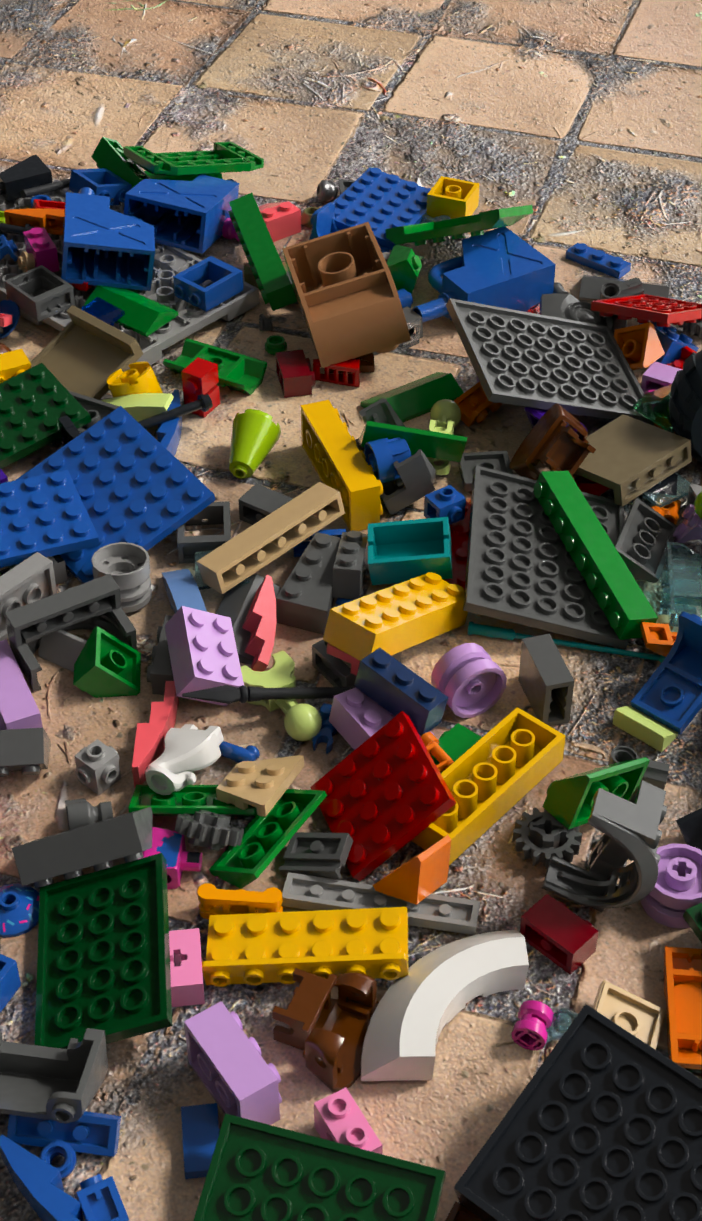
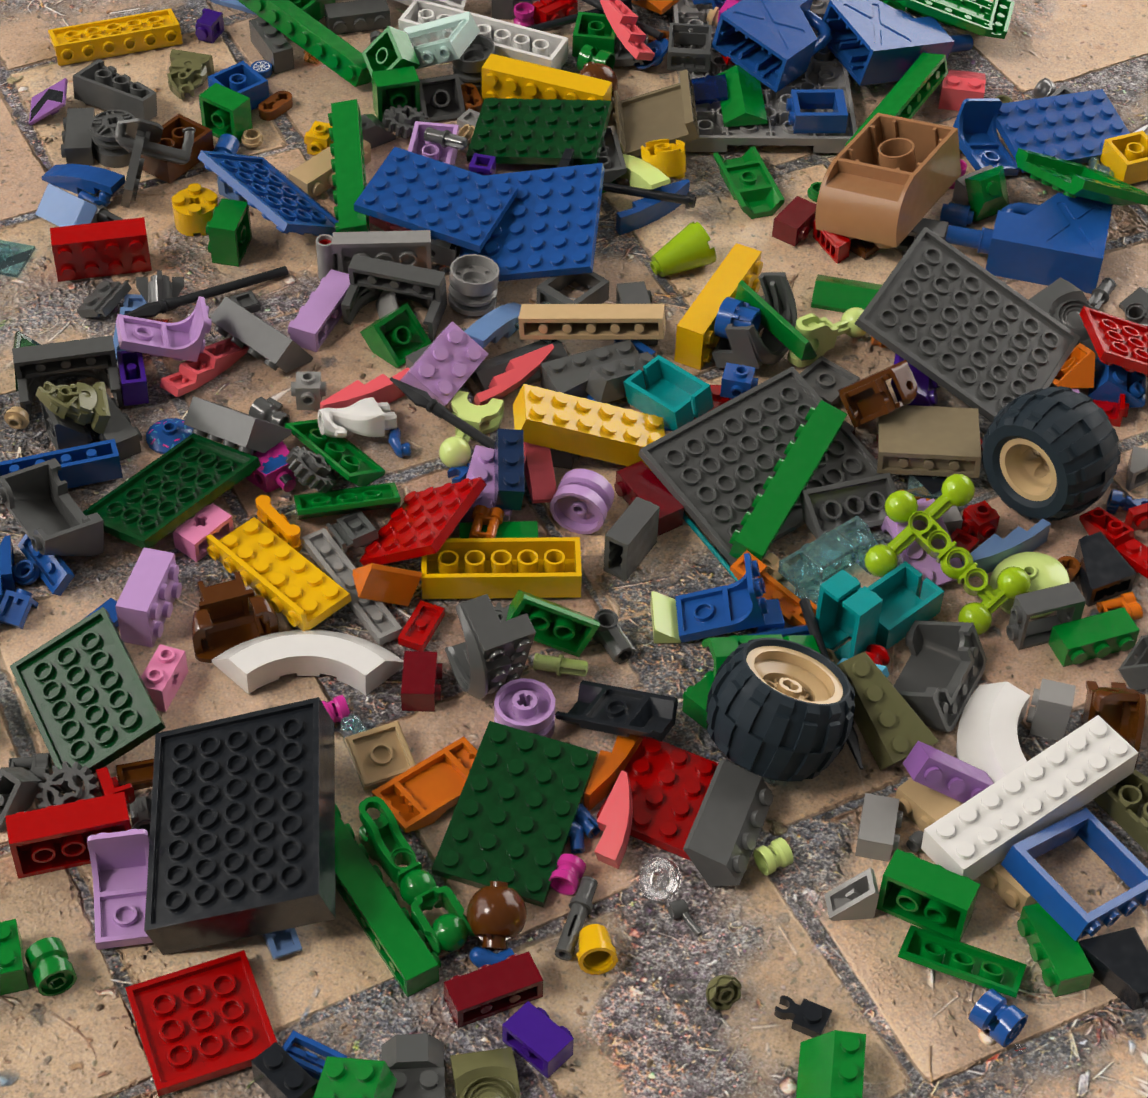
camera: 45 degrees right, 5 degrees up
(198, 379) = (705, 184): red piece -> none
(259, 782) = (380, 466): tan wing -> none
(487, 887) = (421, 626): none -> red plate
(497, 638) = (640, 482): none -> dark red brick

